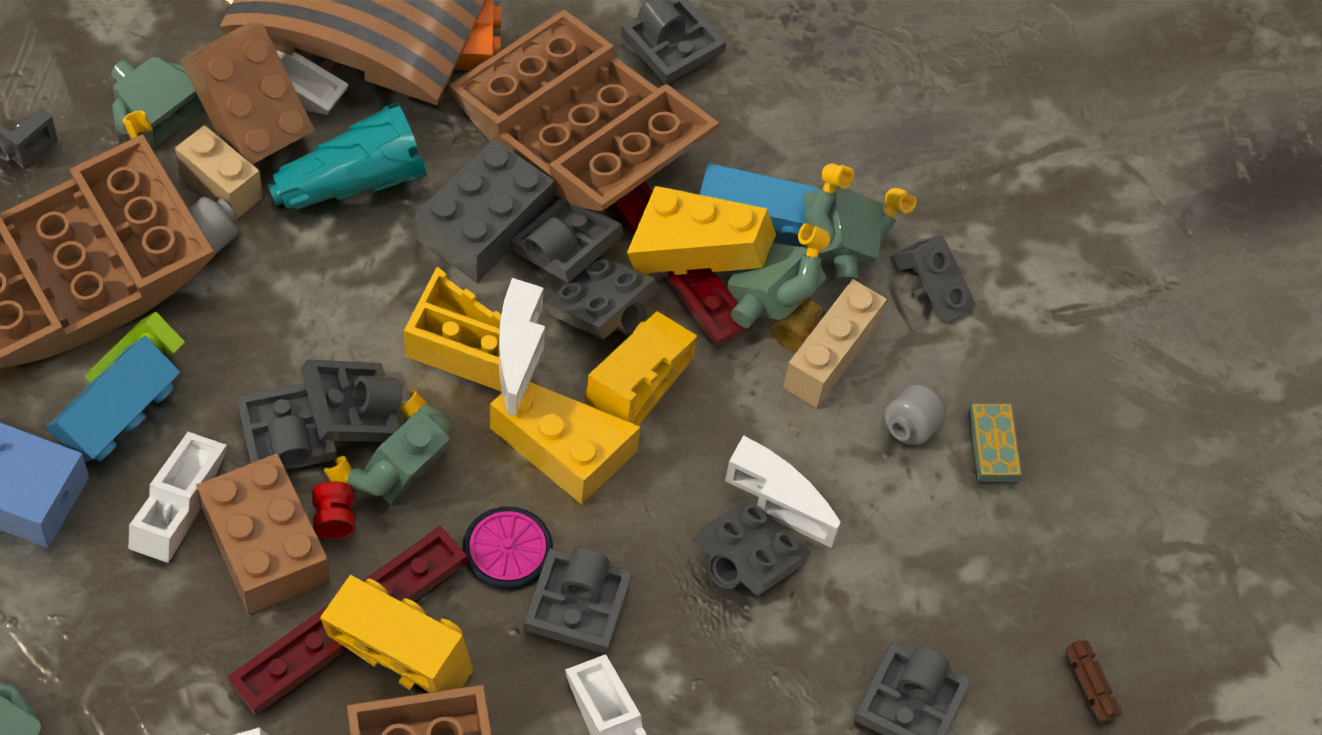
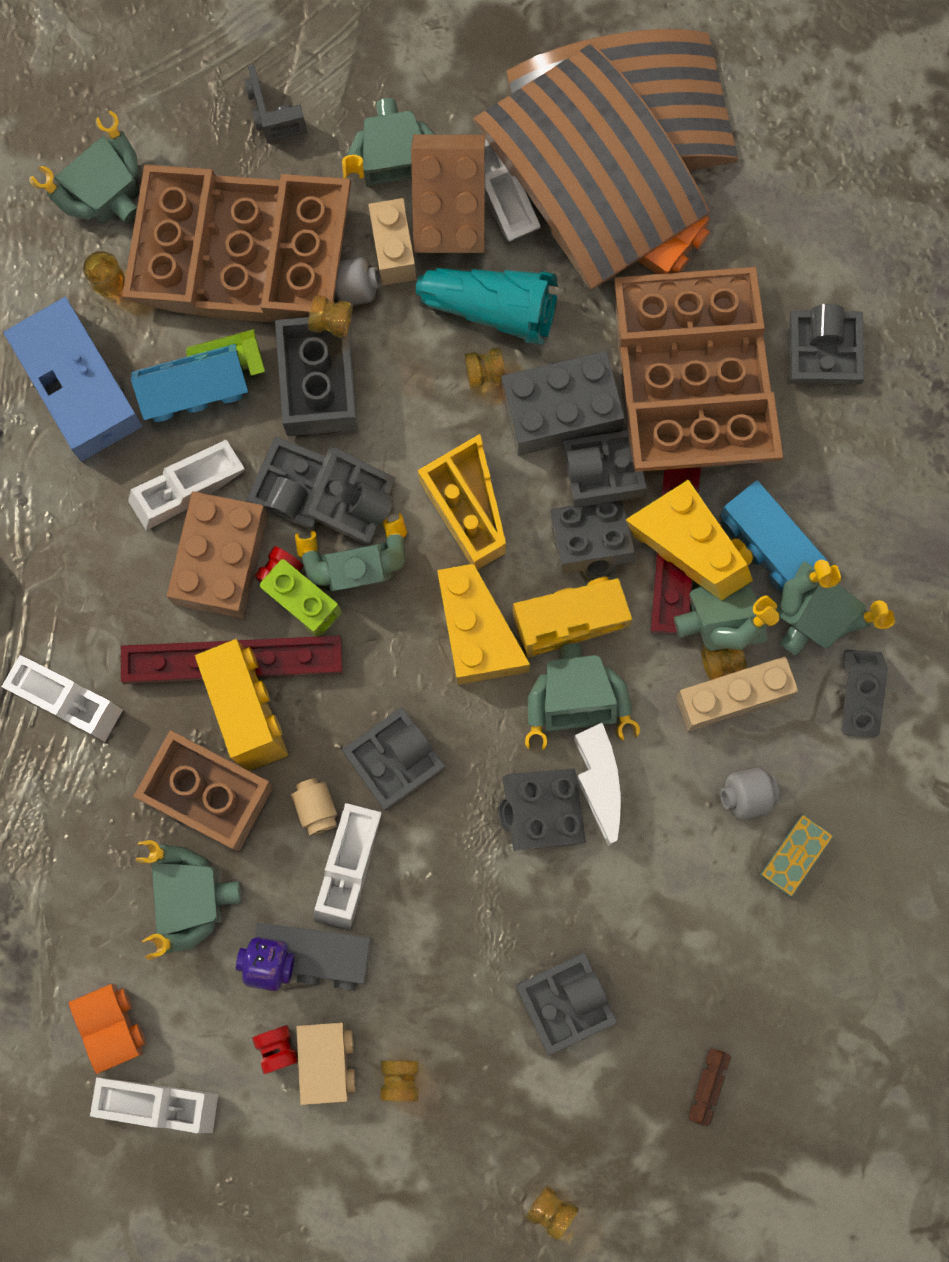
camera: 50 degrees right, 20 degrees up
(219, 247) = (330, 316): none -> clear yellow wheel
(237, 319) = (315, 379): none -> dark grey brick
(378, 511) = (301, 598): none -> lime bracket
(390, 224) = (493, 367): none -> clear yellow wheel
(507, 547) = (380, 681): dark pink wheel -> none
(519, 341) = (484, 541): white slope -> none
(539, 692) = (314, 806): none -> tan brick
(700, 432) = (577, 695): none -> sand green torso

